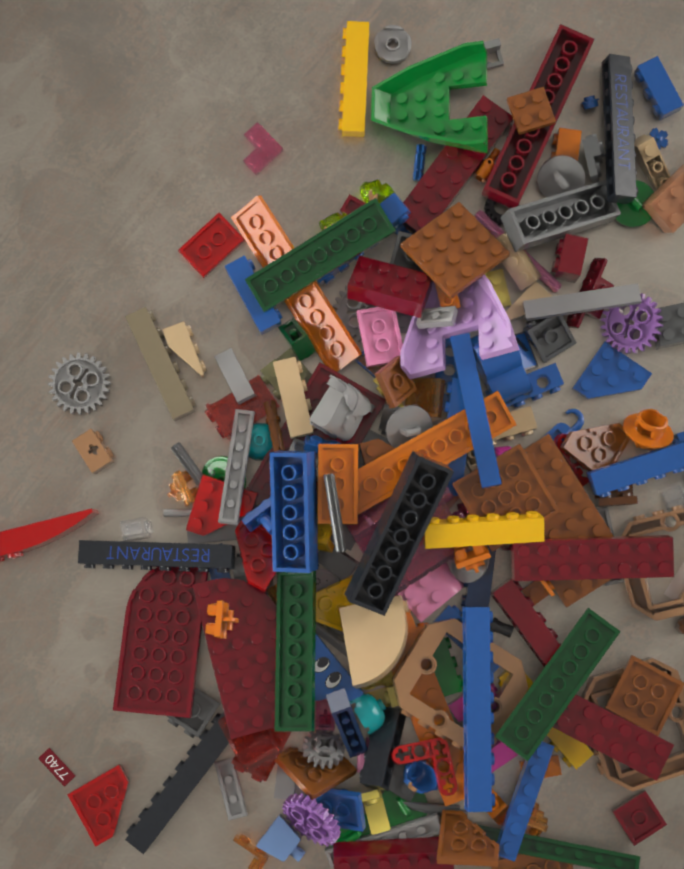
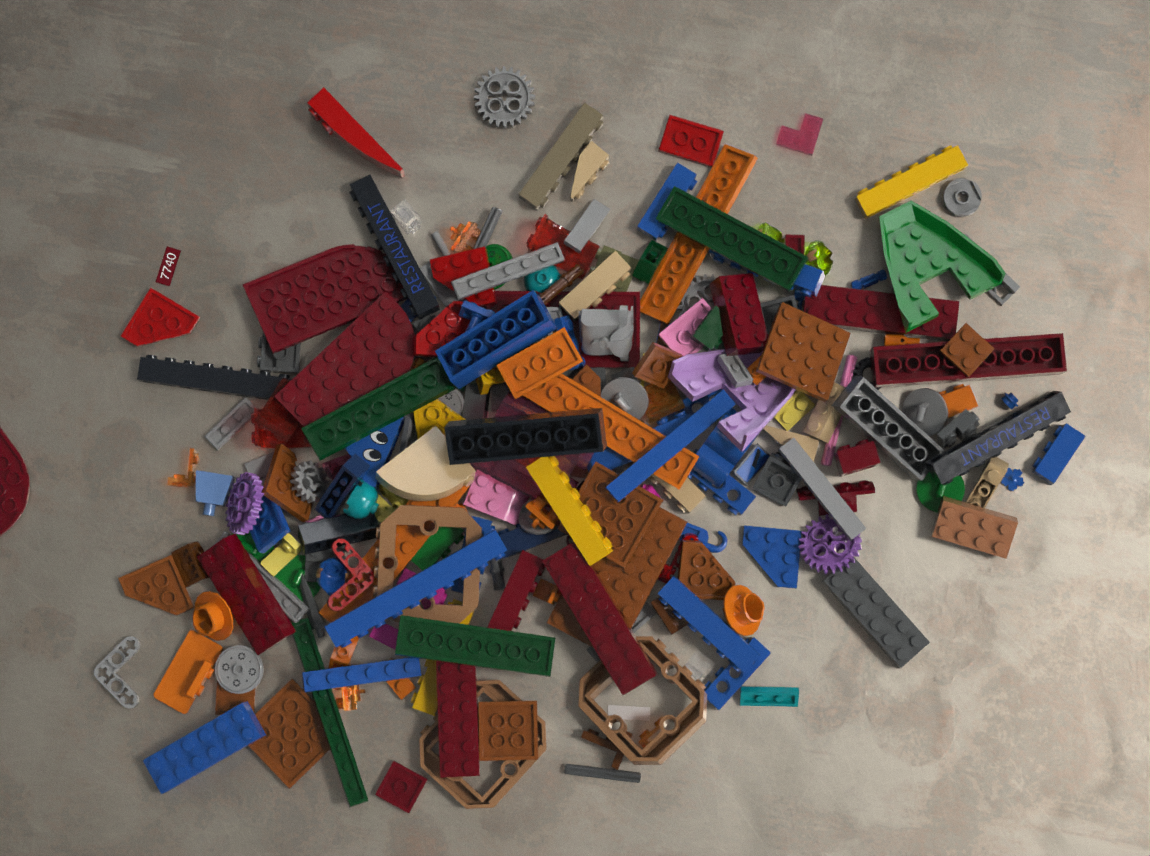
camera: 60 degrees right, 0 degrees up
(84, 446) = (453, 132): medium nougat brick -> none
(224, 619) = (369, 333): orange hips -> none
(334, 511) = (513, 373): dark grey axle -> none
(389, 319) = (709, 330): none -> dark green slope
(464, 842) = (297, 641): dark orange plate -> none

